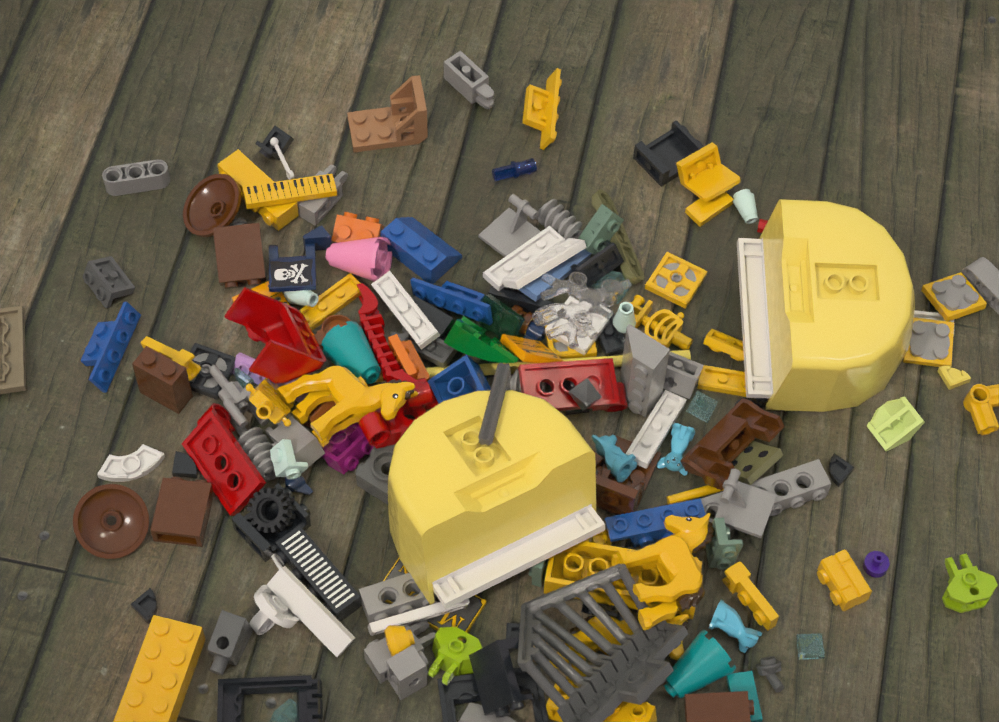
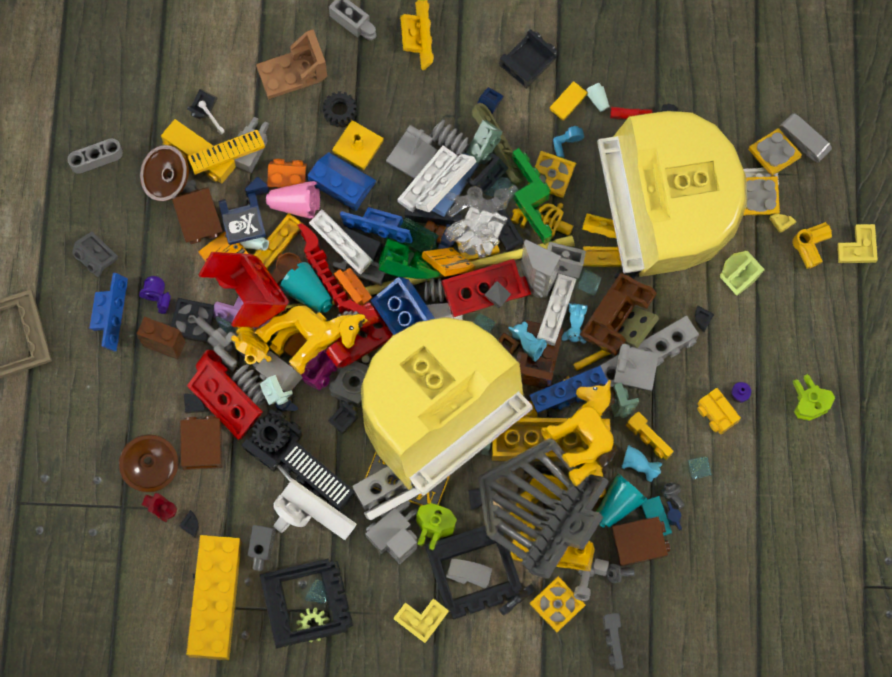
camera: 10 degrees left, 15 degrees up
(111, 574) = (159, 507): none -> dark red hips
(131, 466) = (151, 411): white tile -> none
(169, 331) = (154, 291): none -> dark purple piece
(181, 357) = (171, 319): yellow plate -> none
(367, 510) = (344, 417): none -> black bracket
(398, 638) = (391, 523): yellow cone -> none
(433, 162) = (339, 99): none -> black tyre
(448, 214) = (357, 145): none -> yellow tile
(494, 404) = (434, 334): dark grey axle -> none
(497, 678) = (471, 542): black panel -> none
(515, 169) = (404, 95): clear blue axle -> none
(616, 190) = (490, 99): none -> dark blue slope
(624, 317) = (517, 220): light aqua cone -> none
(648, 293) = (532, 196): none -> green bracket
(705, 174) = (563, 75): yellow bracket -> none
(708, 241) = (572, 135): none -> dark azure plate
(768, 699) = (674, 516): none -> dark blue piece

